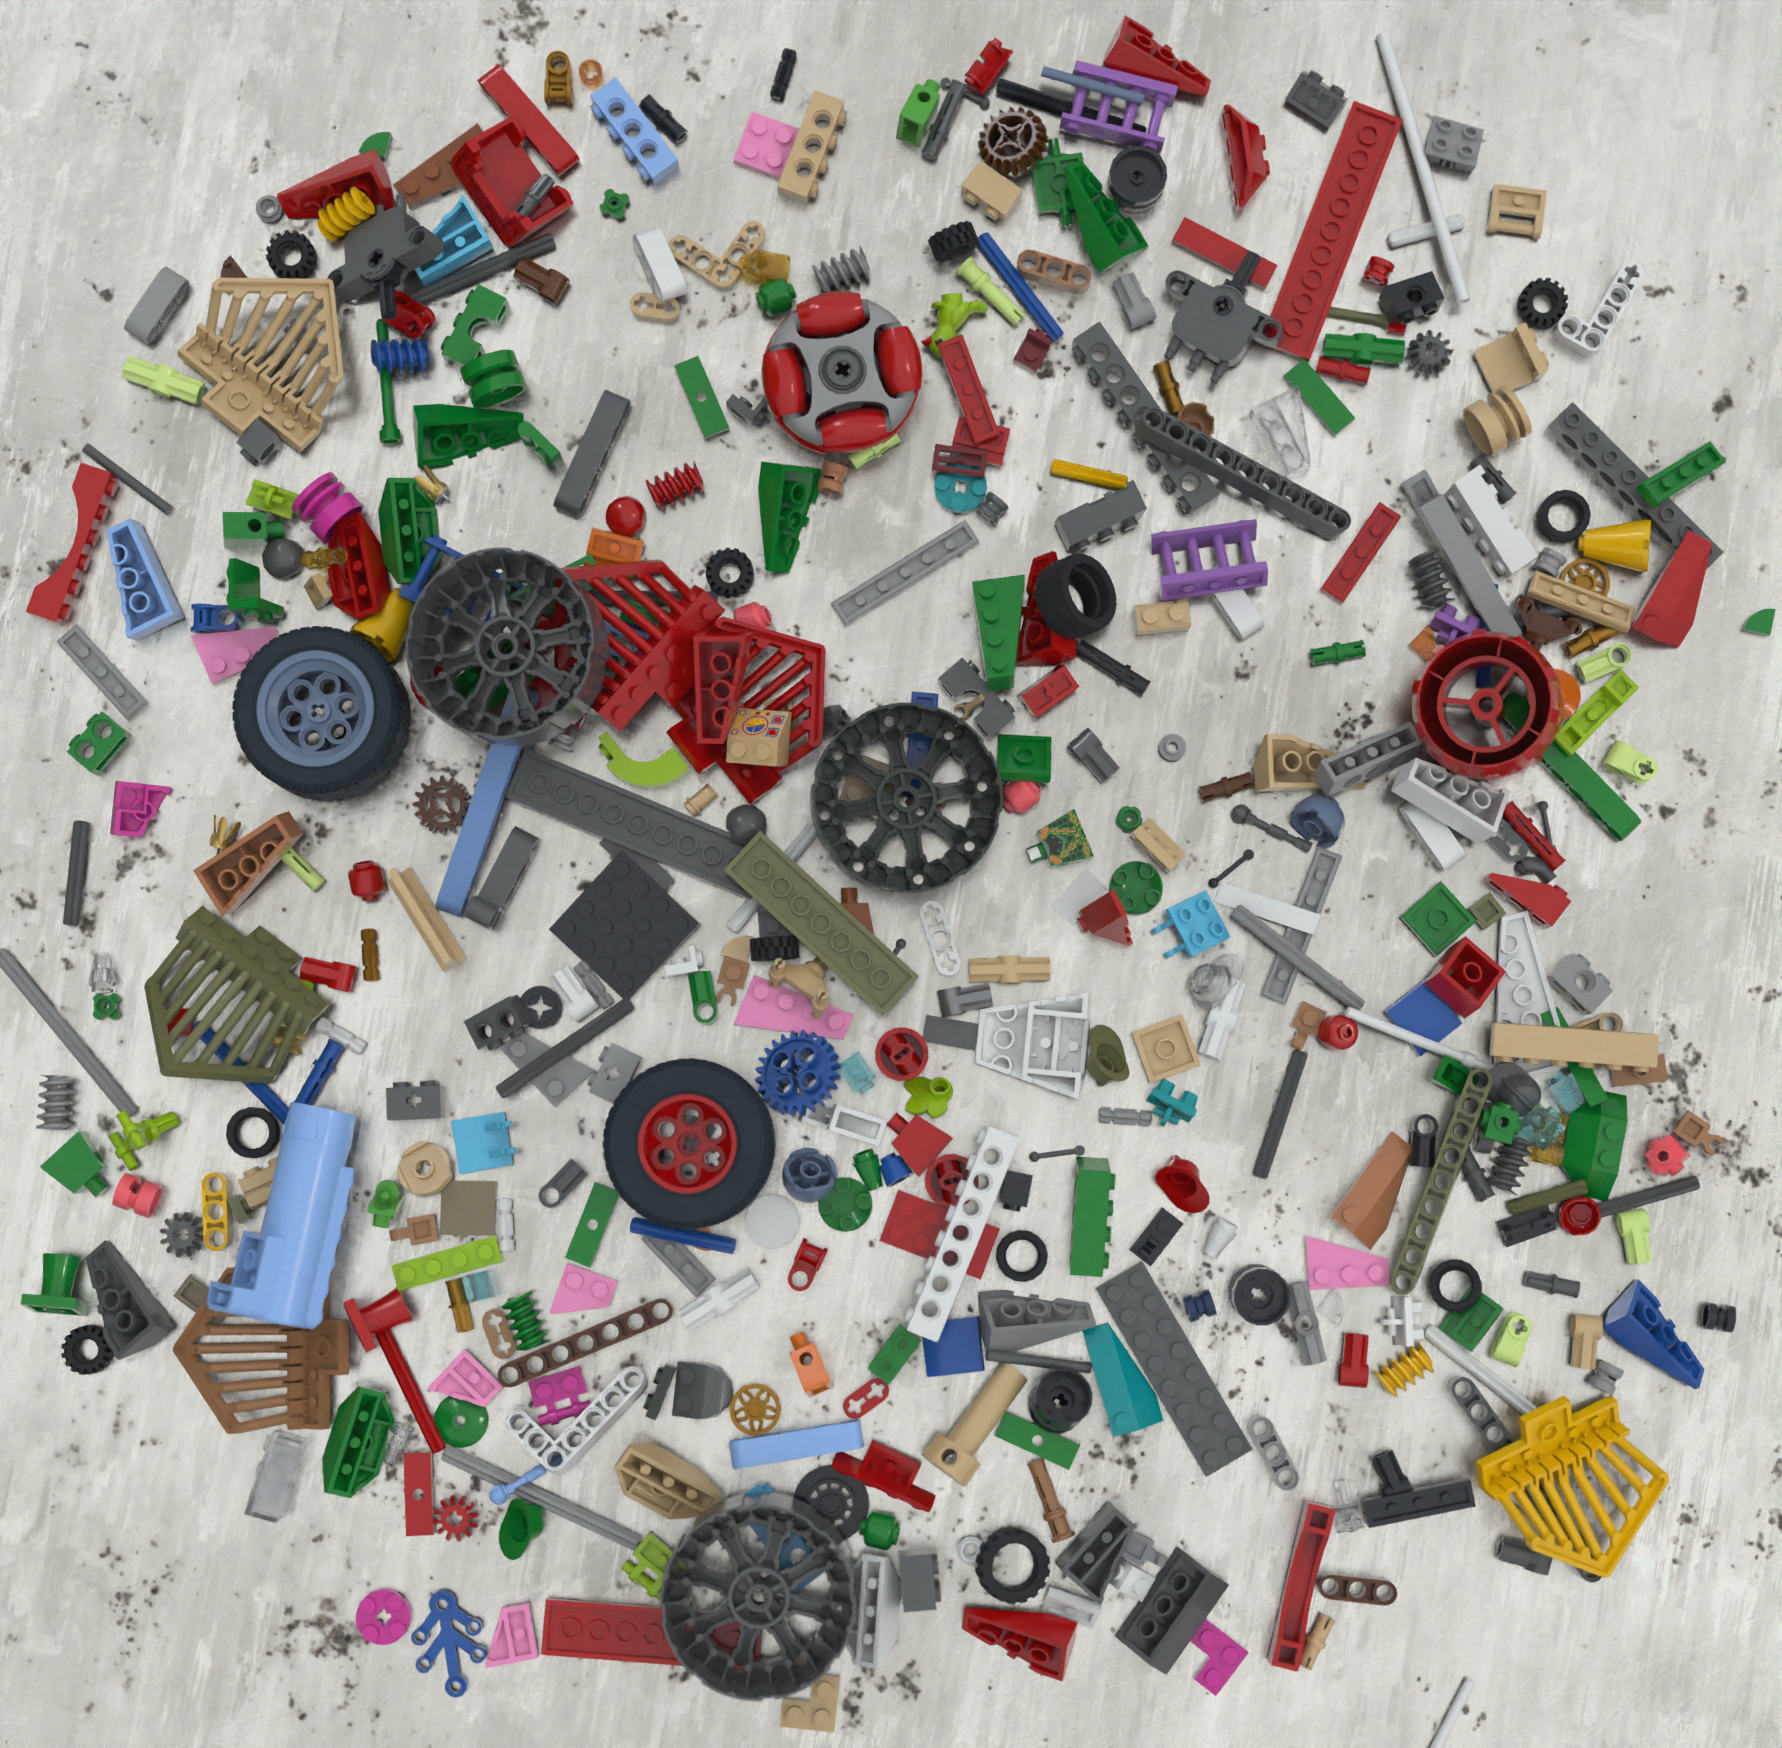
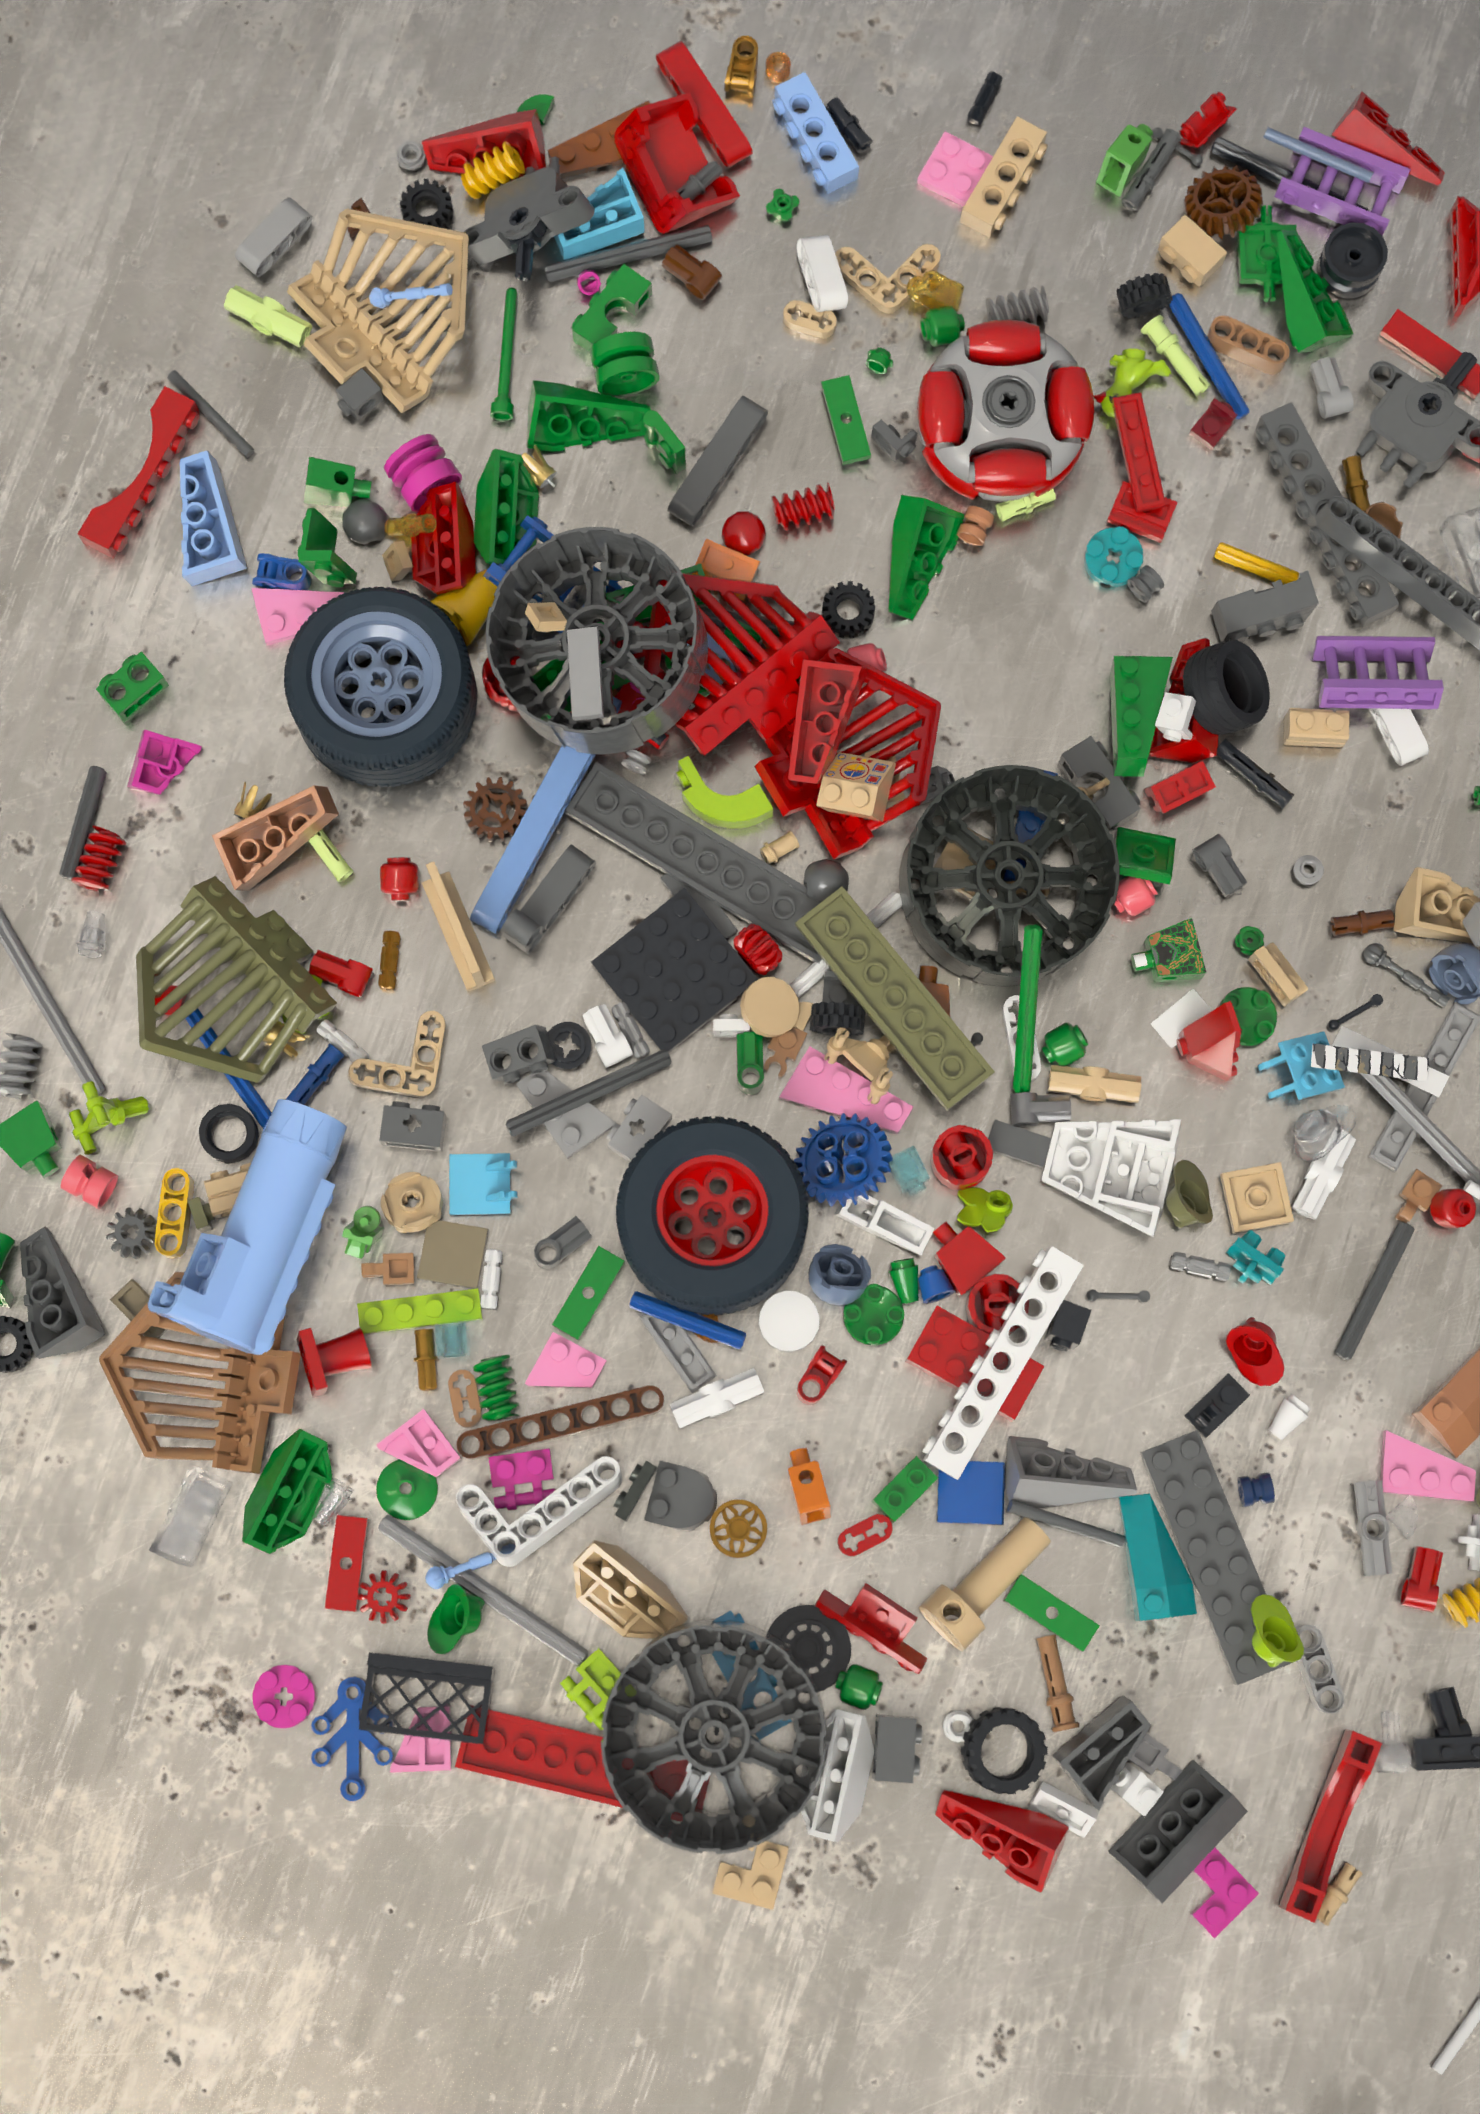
camera: 10 degrees right, 5 degrees down
(96, 905) = (98, 860): none -> red piece
(99, 1002) = (84, 965): green plate -> none
(102, 672) = (148, 613): light grey tile -> none
(266, 350) = (383, 297): none -> light blue piece
(271, 499) = (364, 456): lime hips -> none
(399, 355) = (526, 325): blue piece -> none
(408, 317) = (542, 287): red piece -> none
(409, 1047) = (417, 1067): none -> tan beam
(410, 1391) = (356, 1447): red axle -> none
(452, 307) = (592, 286): none -> dark pink hinge
(457, 635) = (545, 617): none -> tan plate
(500, 684) = (585, 673): none -> light grey tile
(500, 1576) = (428, 1670): none -> black fence
(694, 896) = (758, 949): none -> red gear
(713, 947) = (770, 1007): none -> tan tile
(723, 336) = (879, 360): none -> green plate
(796, 1444) = (779, 1574): light blue beam -> none
(905, 573) = (1039, 639): light grey tile -> none
(938, 917) = (1027, 1008): none -> green axle
(959, 471) = (1113, 537): dark red tile -> none
(978, 938) = (1065, 1044): none -> green head
(1027, 1275) = (1086, 1400): black tyre -> none
(1033, 632) = (1175, 716): none -> white bracket
(1073, 1395) = (1100, 1568): black wheel -> none
(1090, 1217) = (1148, 1371): green wedge -> none
(1231, 1428) = (1275, 1632): none -> lime piece
(1248, 914) = (1369, 1062): none -> sticker
(1272, 1303) = (1343, 1485): black wheel -> none
(1367, 1595) = (1406, 1839): reddish brown beam -> none

